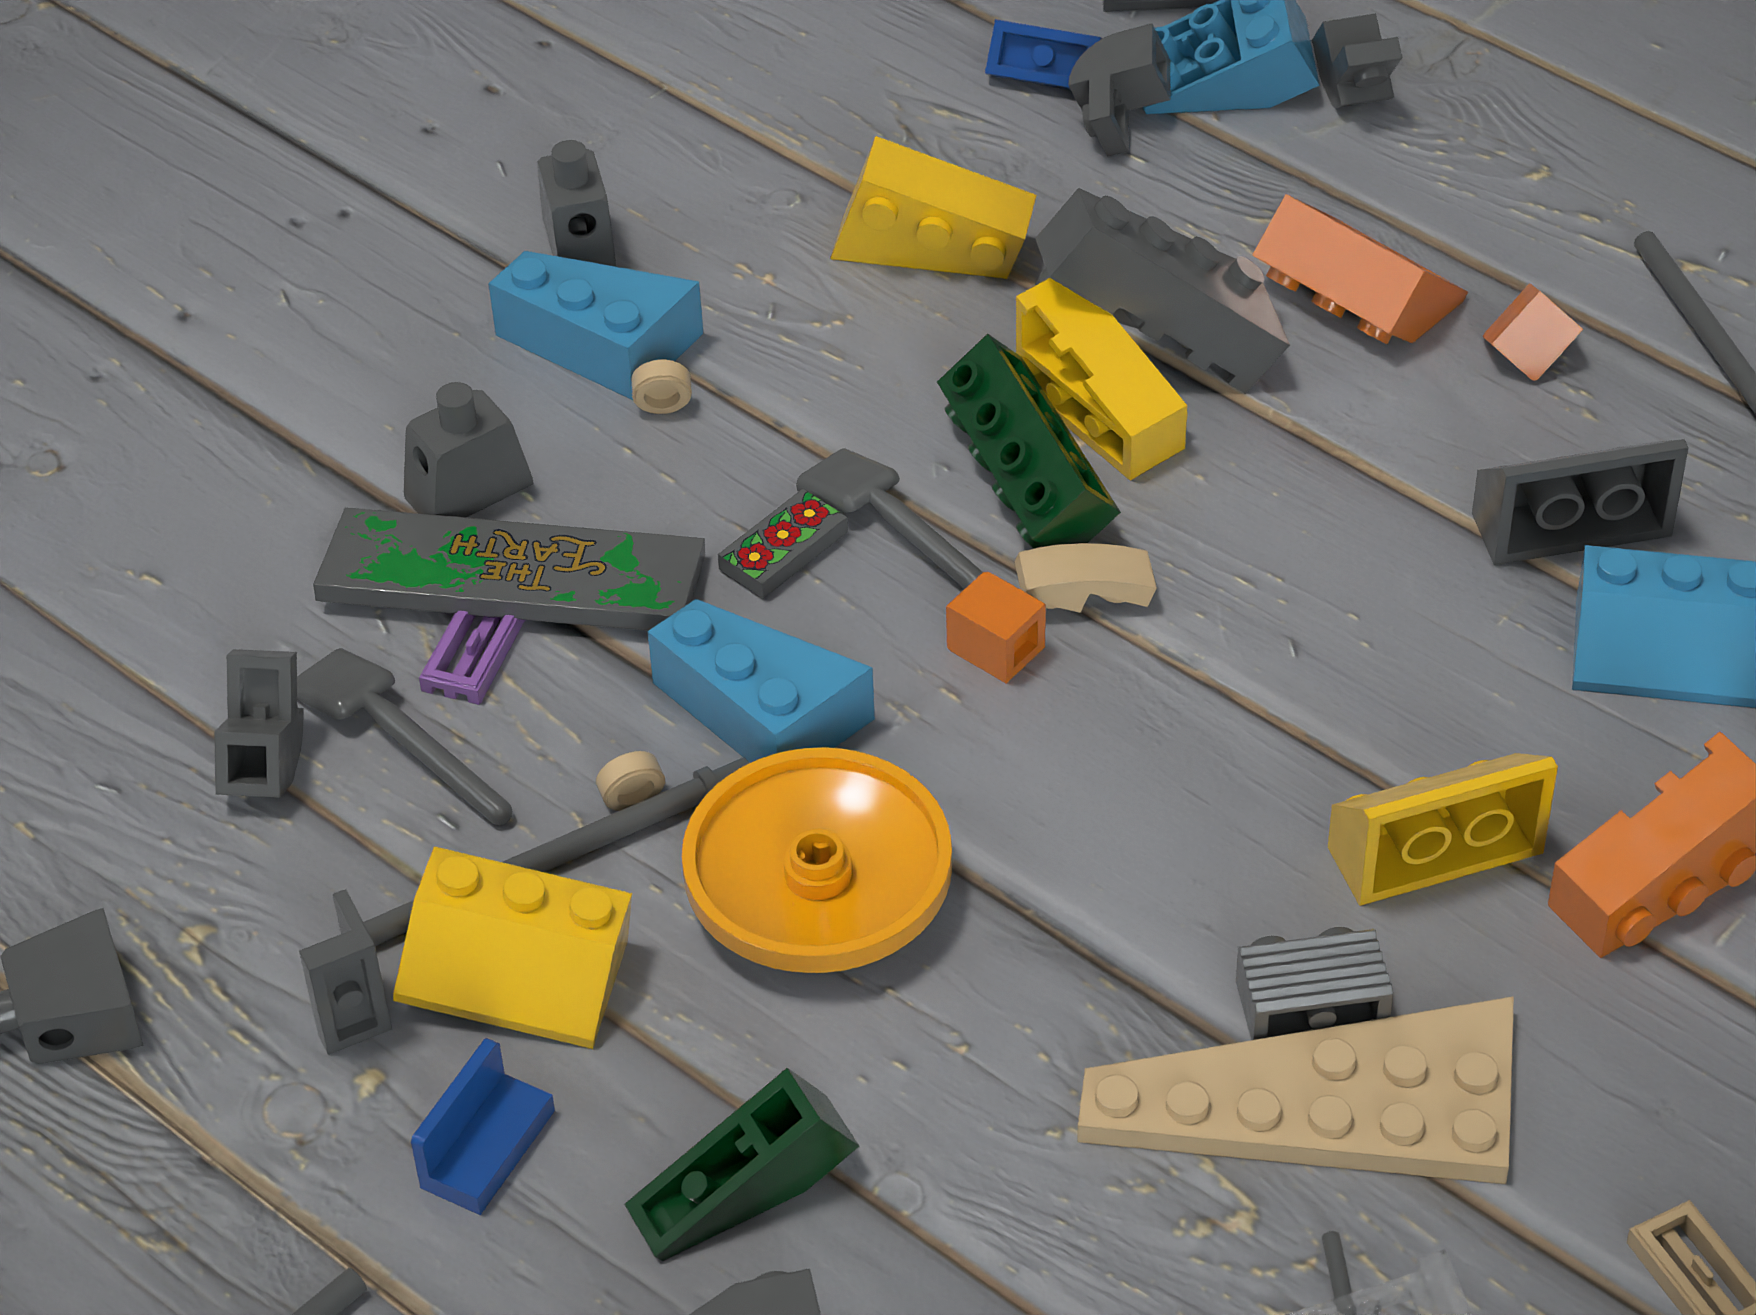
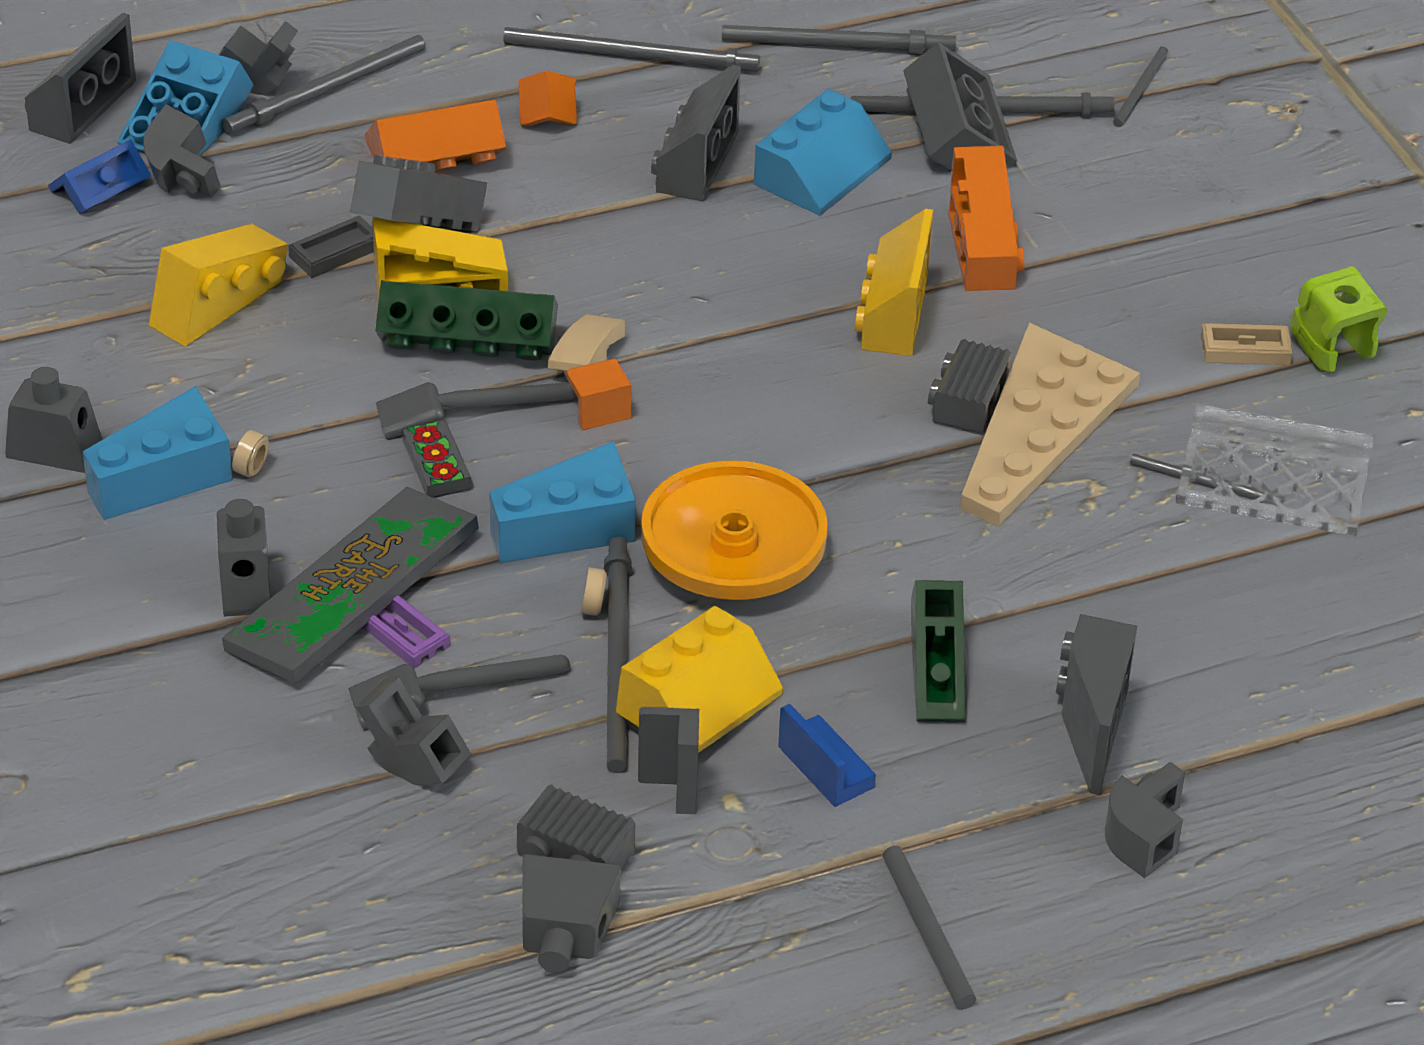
camera: 65 degrees left, 5 degrees down
(187, 952) = (575, 830): none -> dark grey brick
(1287, 116) = (263, 110): none -> dark grey bar

